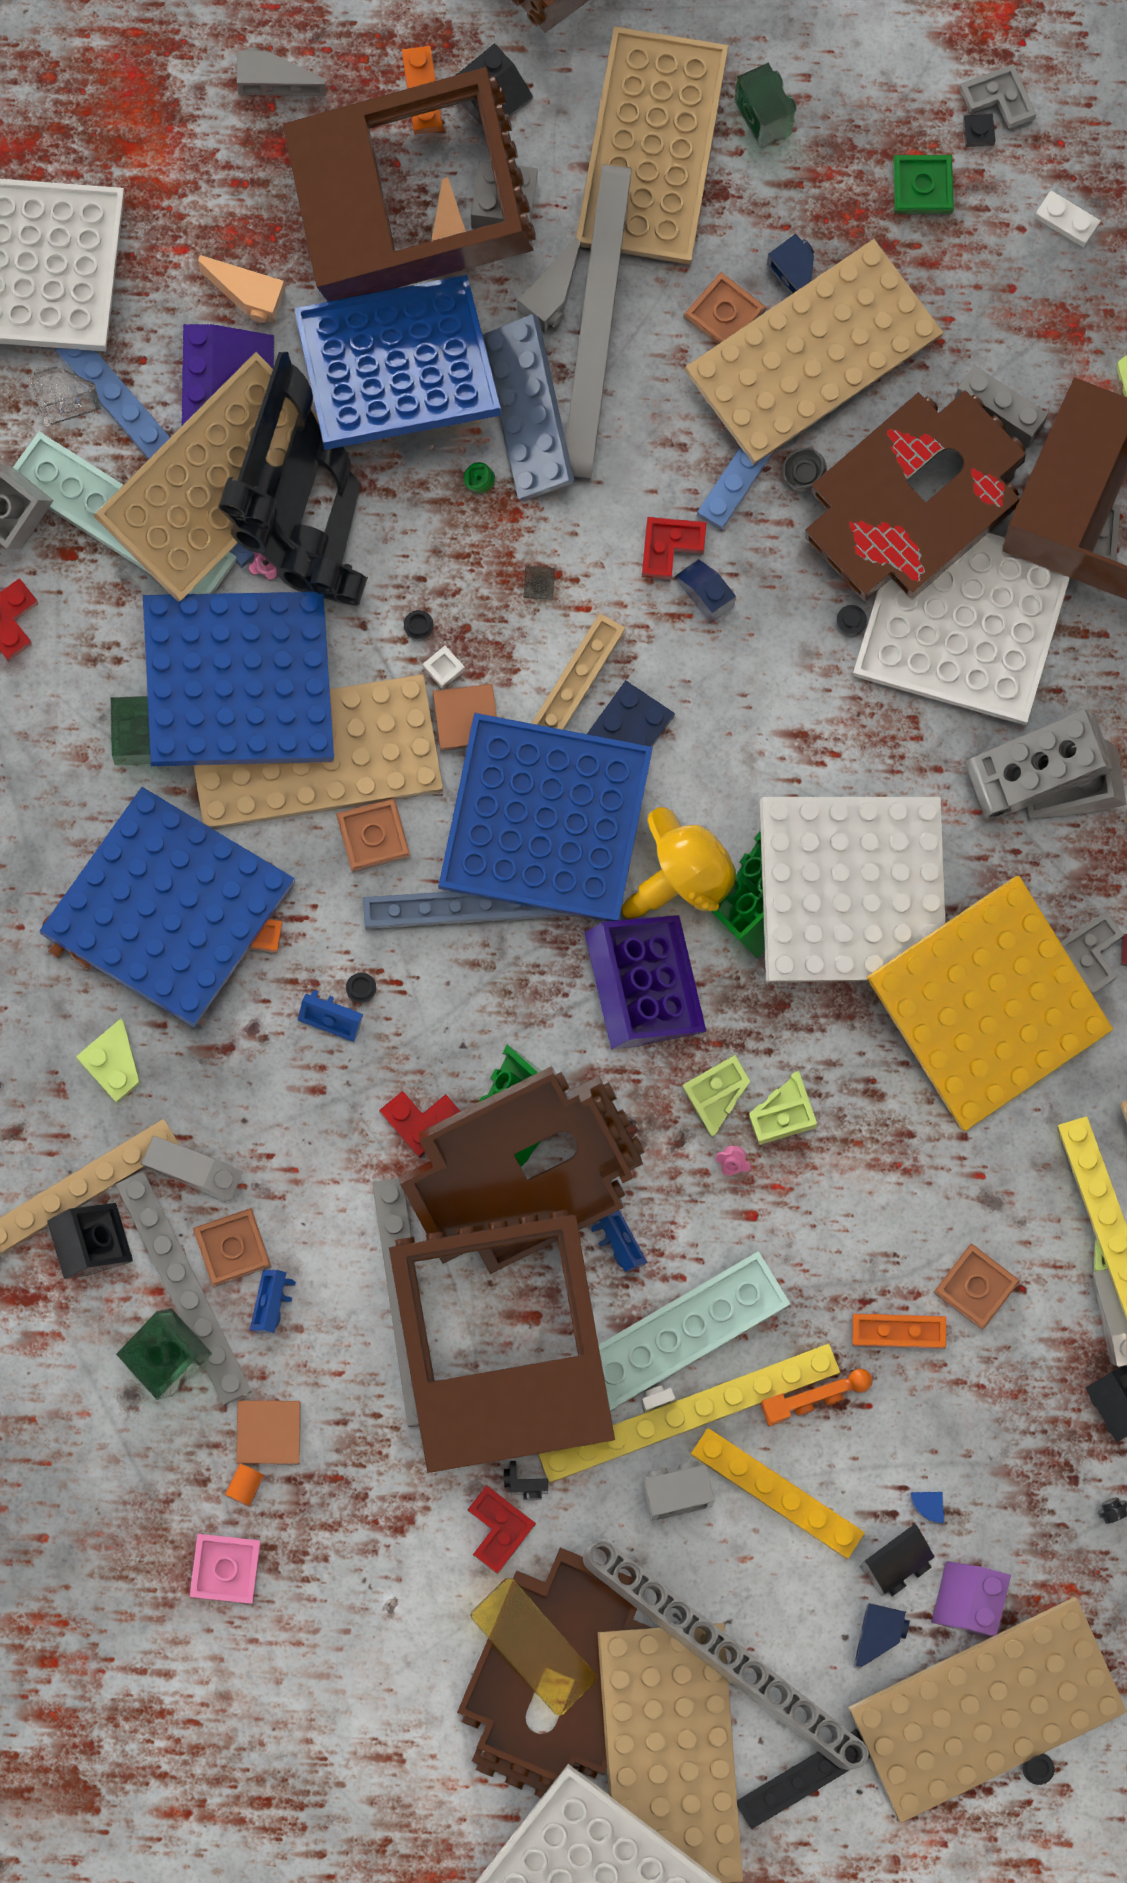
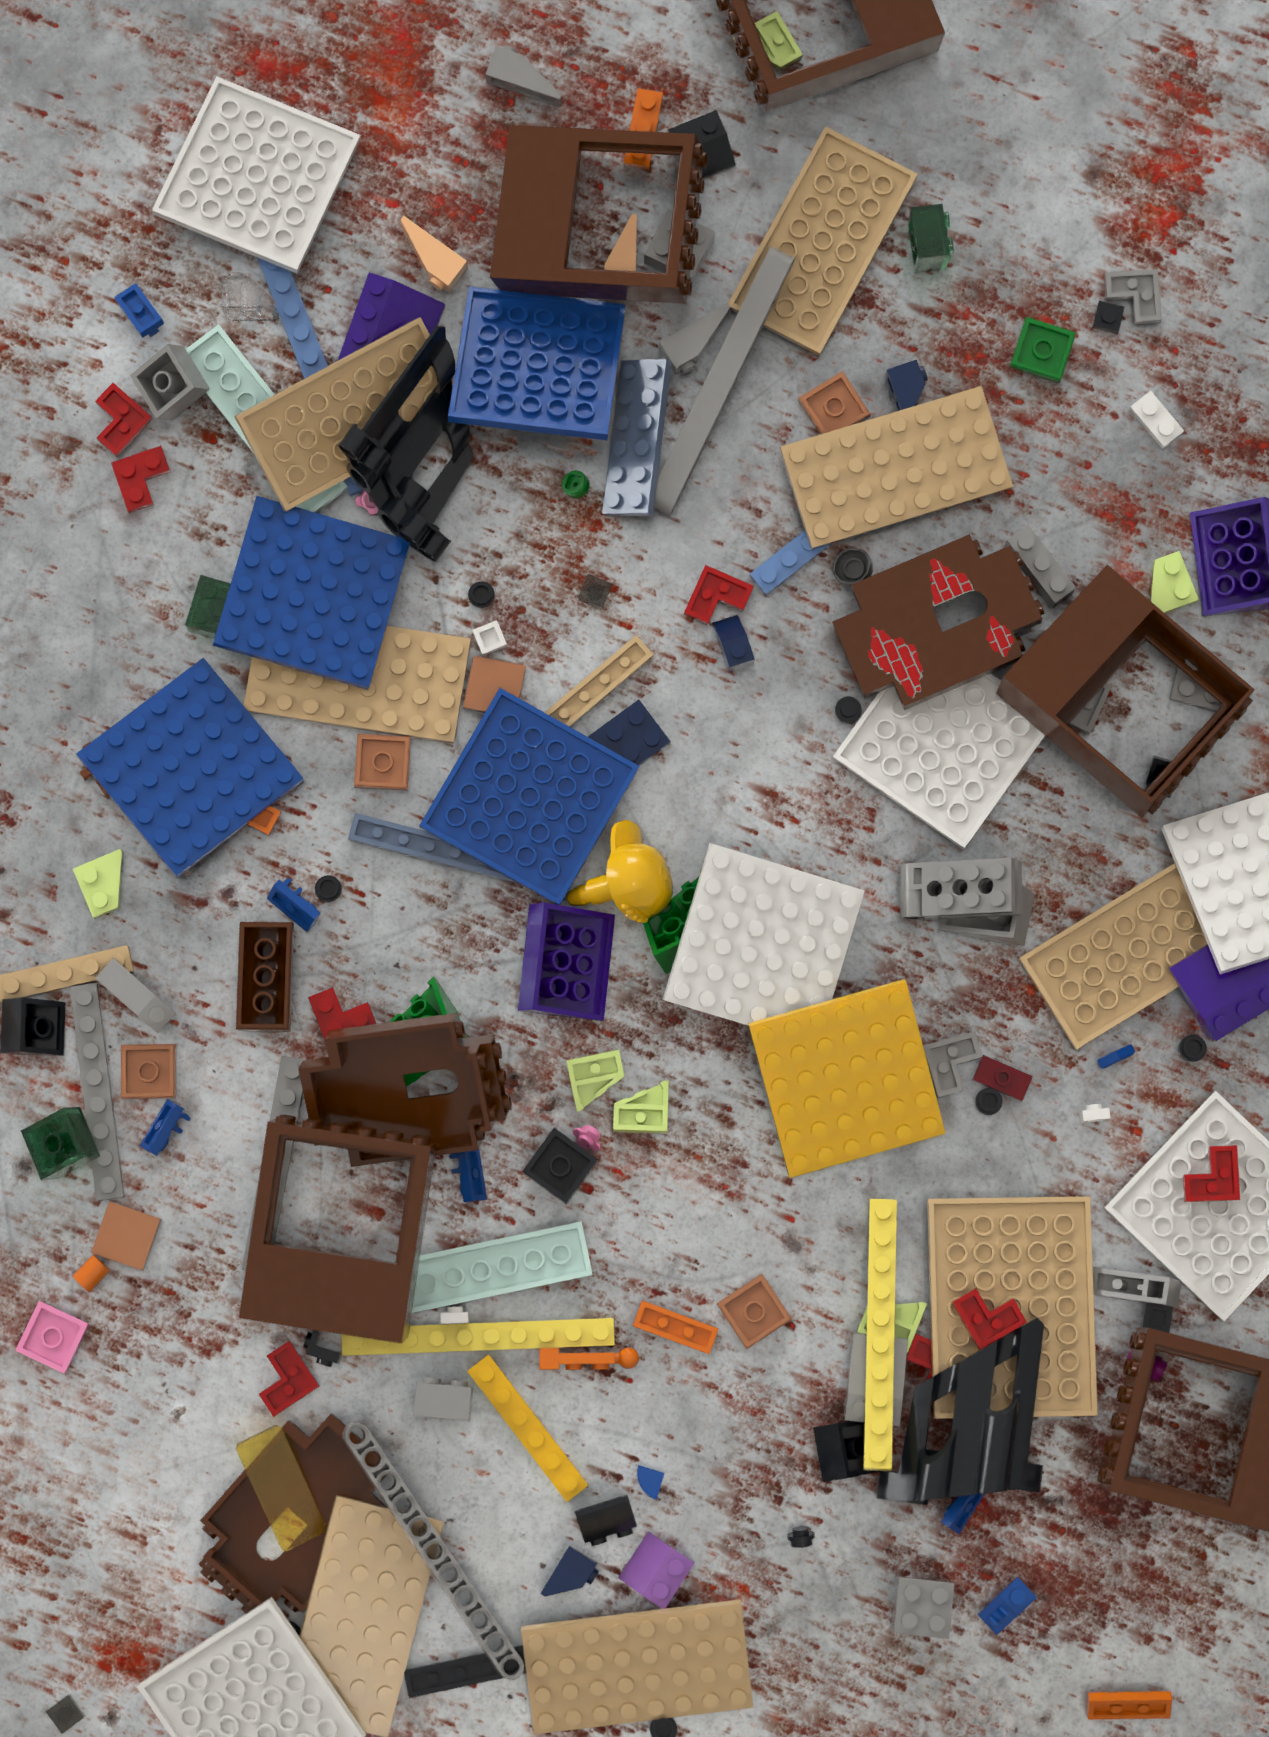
camera: 20 degrees right, 5 degrees up
(326, 1102) = (265, 977): none -> reddish brown brick
(715, 1199) = (560, 1166): none -> black brick

